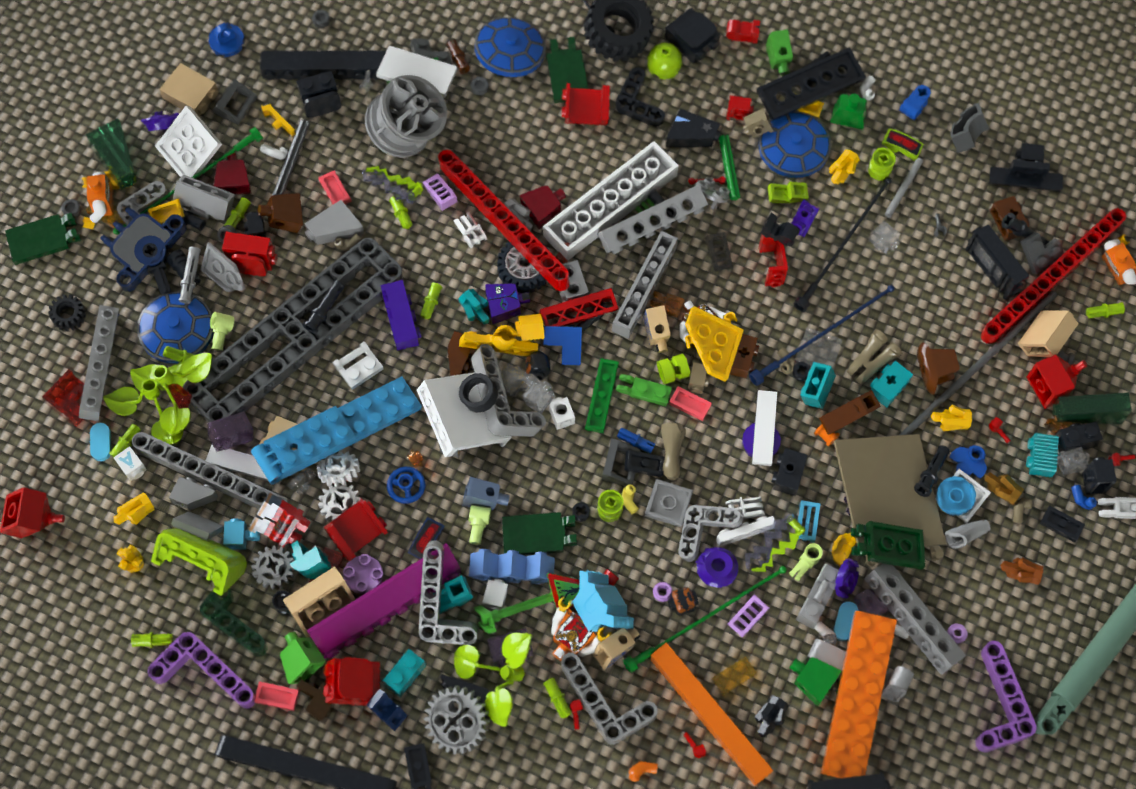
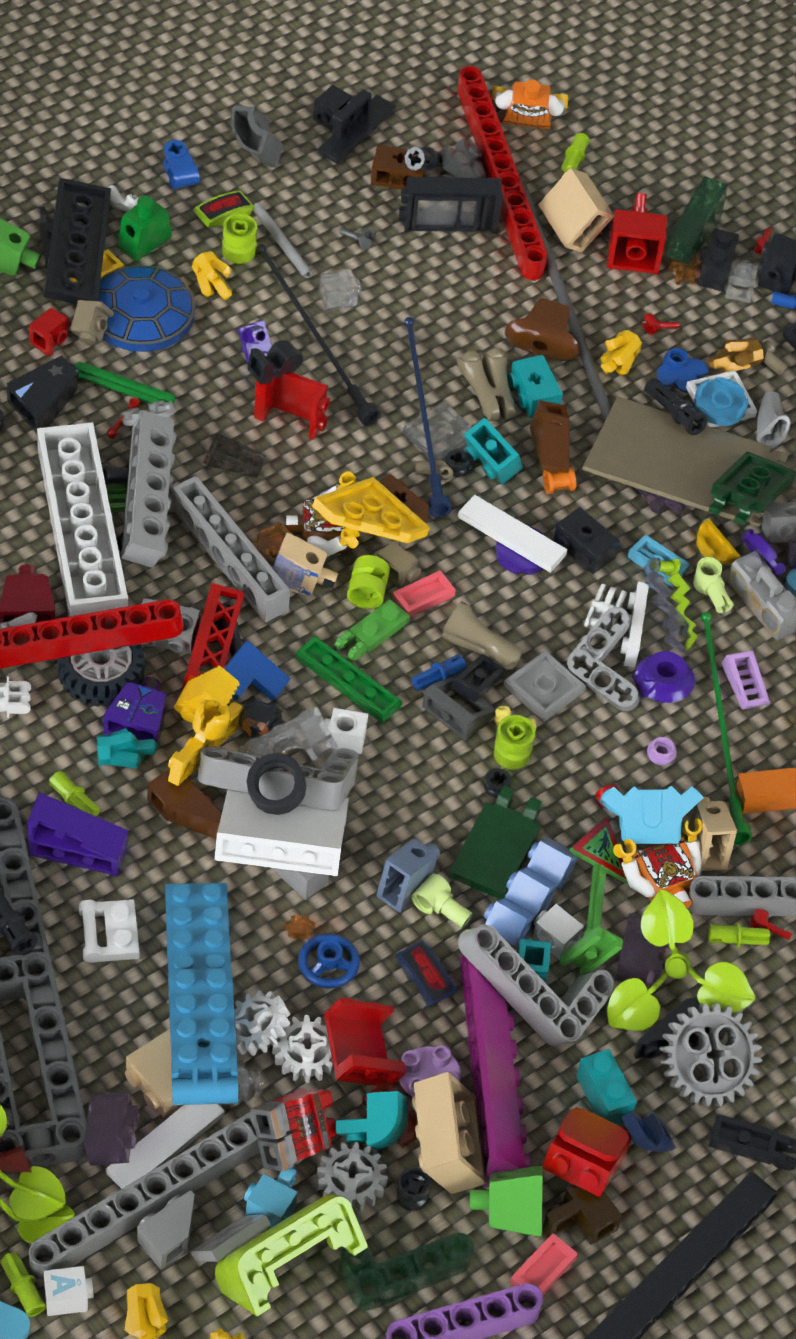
camera: 65 degrees left, 15 degrees down
(683, 601) = (689, 734): black head -> none
(789, 193) = (205, 349): lime slope -> none
(1042, 455) = (718, 301): teal brick -> none

